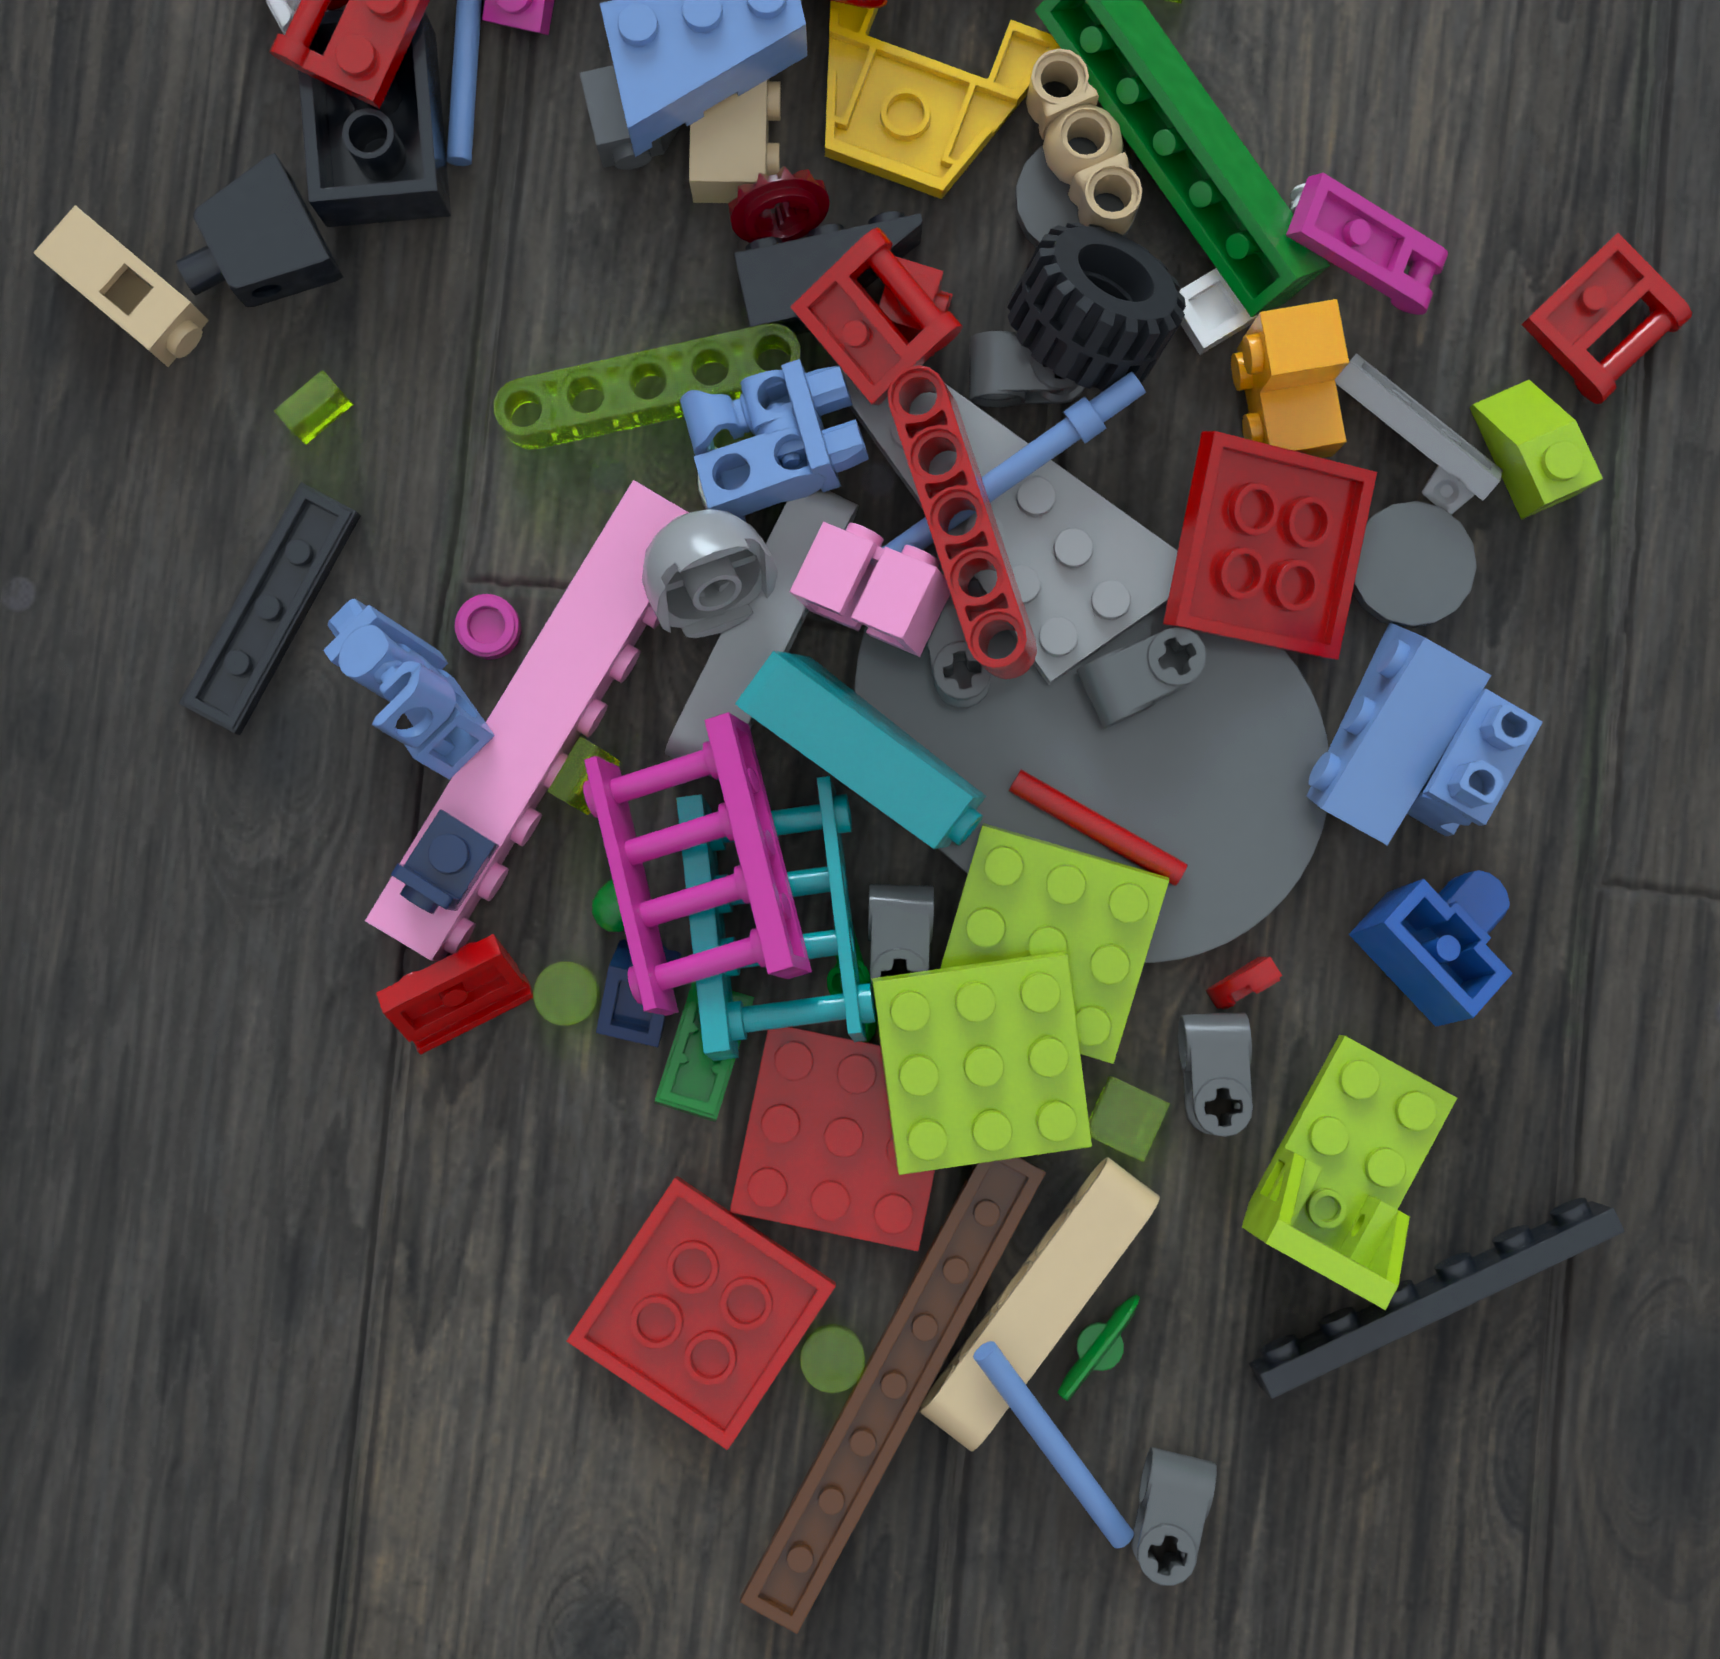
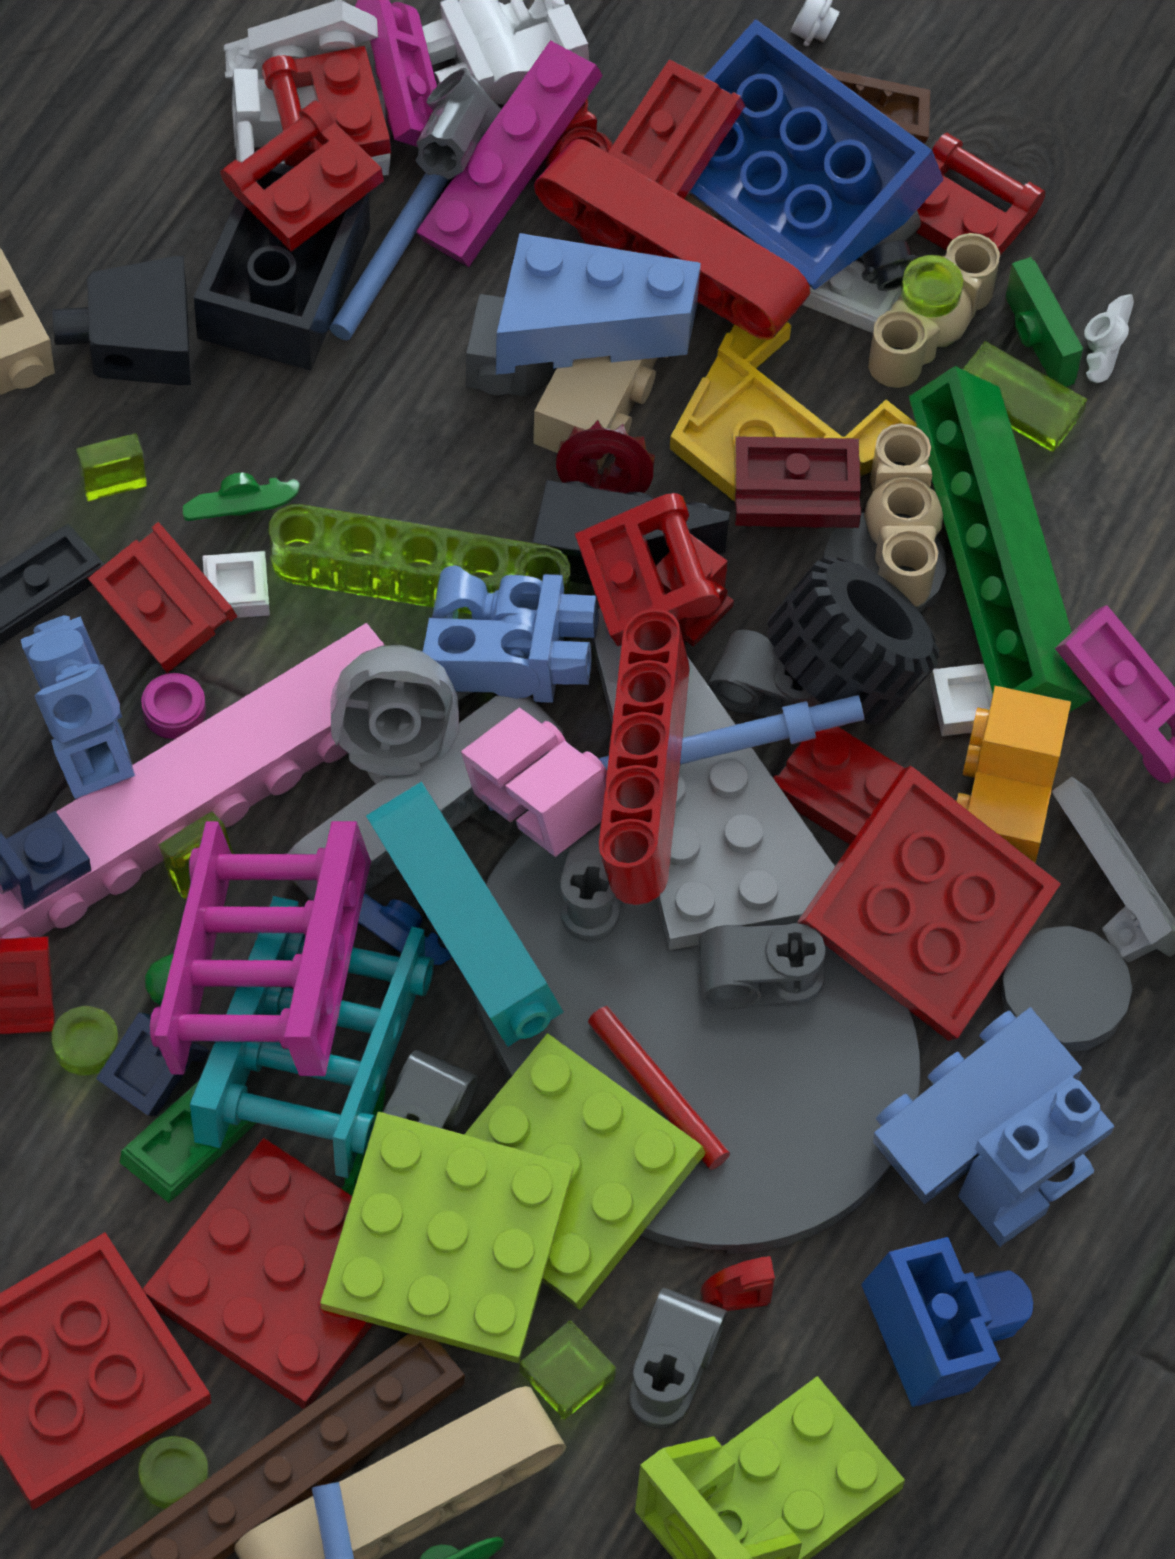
camera: 25 degrees right, 25 degrees down
(427, 525) = (162, 597): none -> red plate
(450, 384) = (240, 496): none -> green piece
(487, 477) = (241, 581): none -> white tile
(791, 768) = (393, 926): none -> blue piece
(970, 152) = (797, 482): none -> dark red plate
(1143, 451) = (837, 781): none -> red plate

